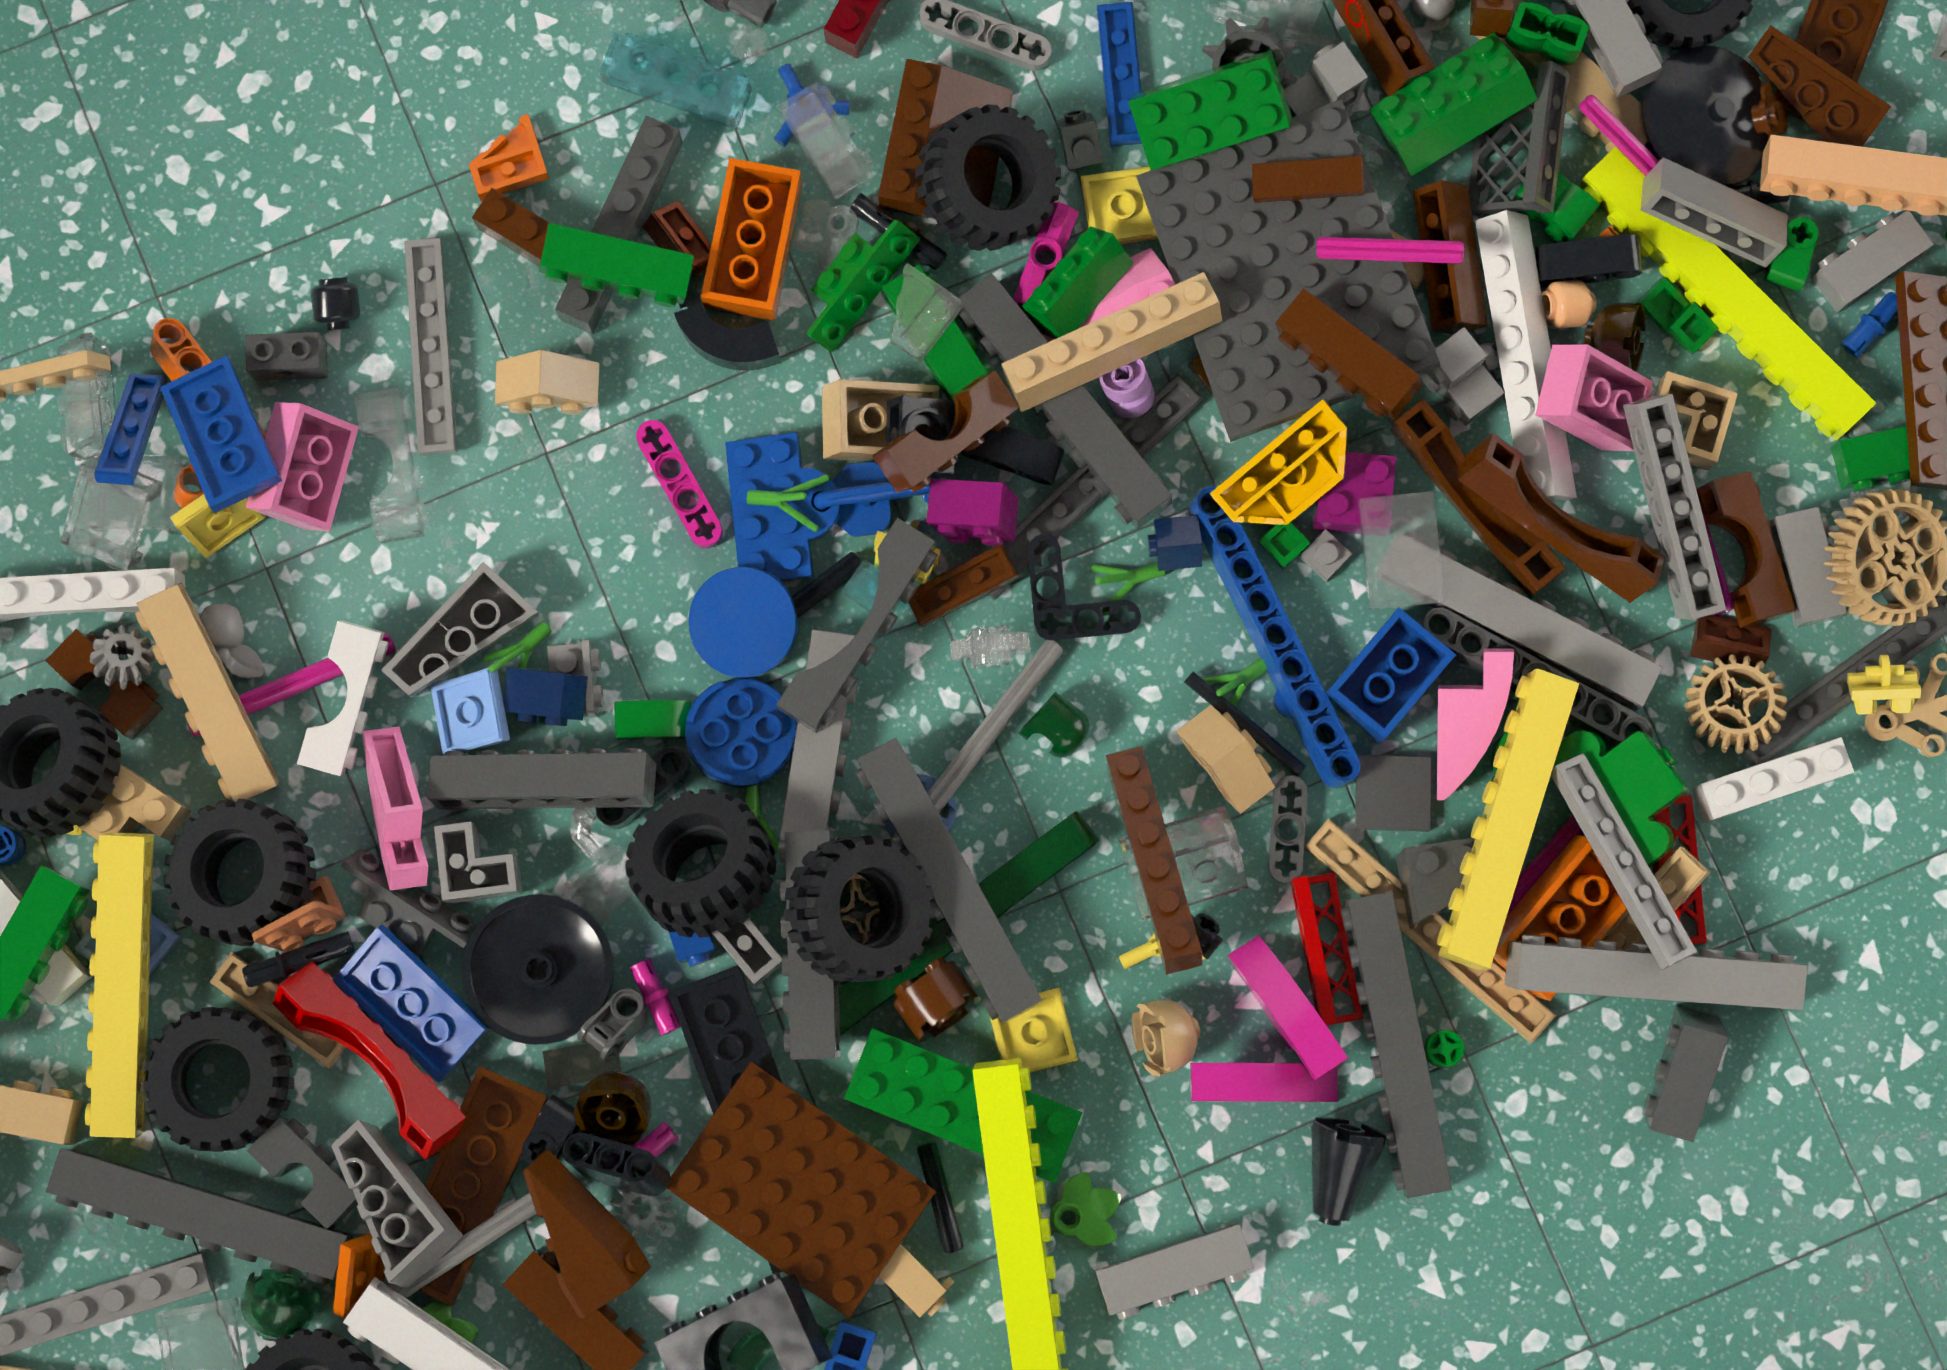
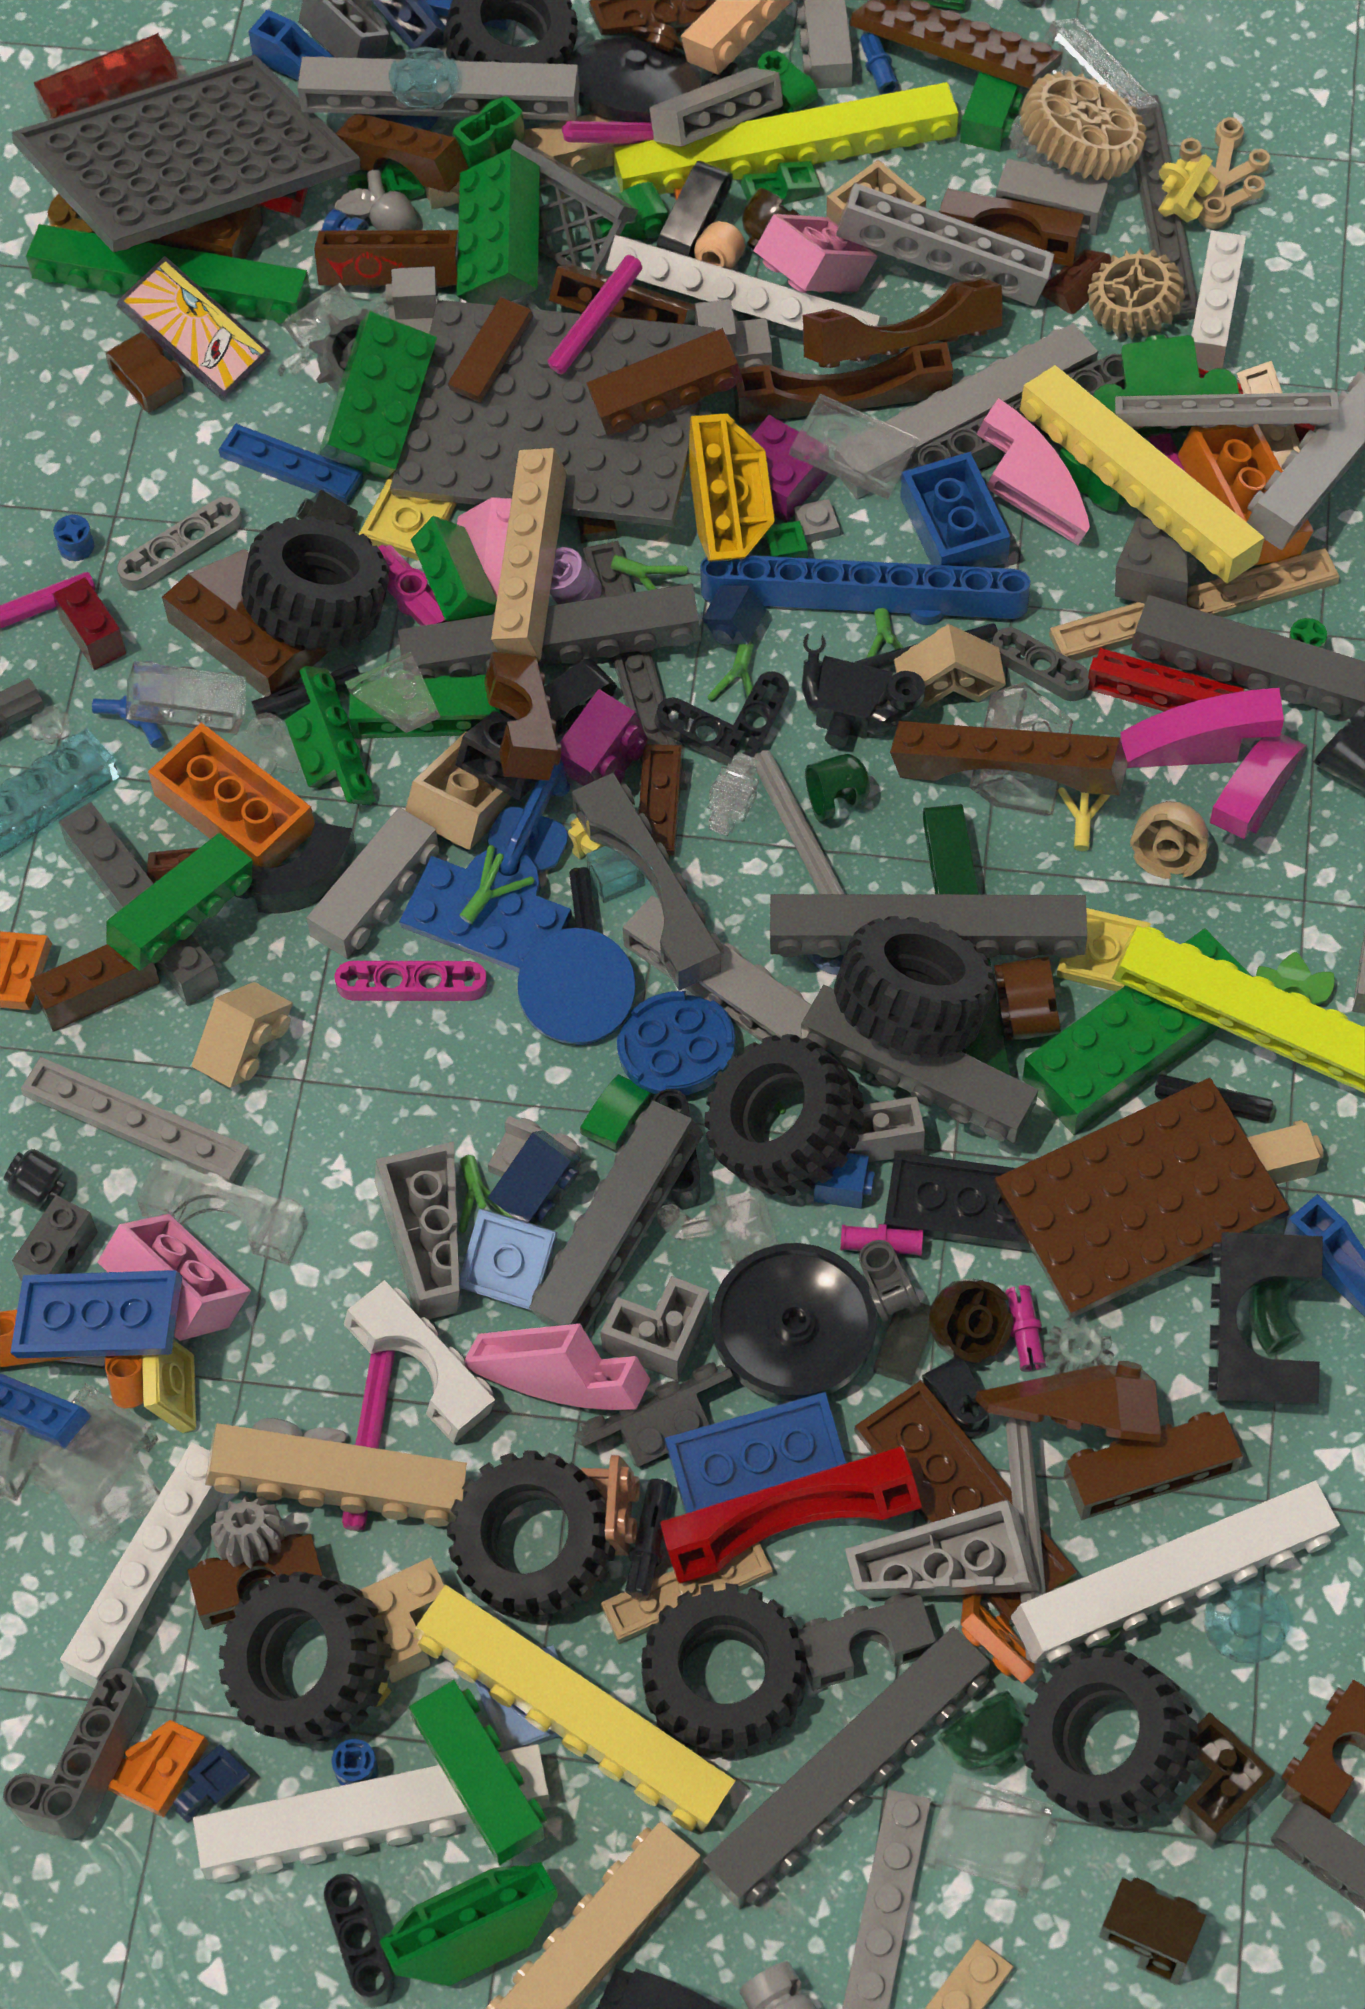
camera: 60 degrees left, 20 degrees down
(627, 1174) = (1045, 1333): black beam -> none
(747, 400) = (373, 883): none -> light grey brick
(1154, 691) = (855, 696): none -> black torso
(1181, 443) = (641, 570): none -> bright green plant
(1393, 793) = (1060, 572): dark grey tile -> none

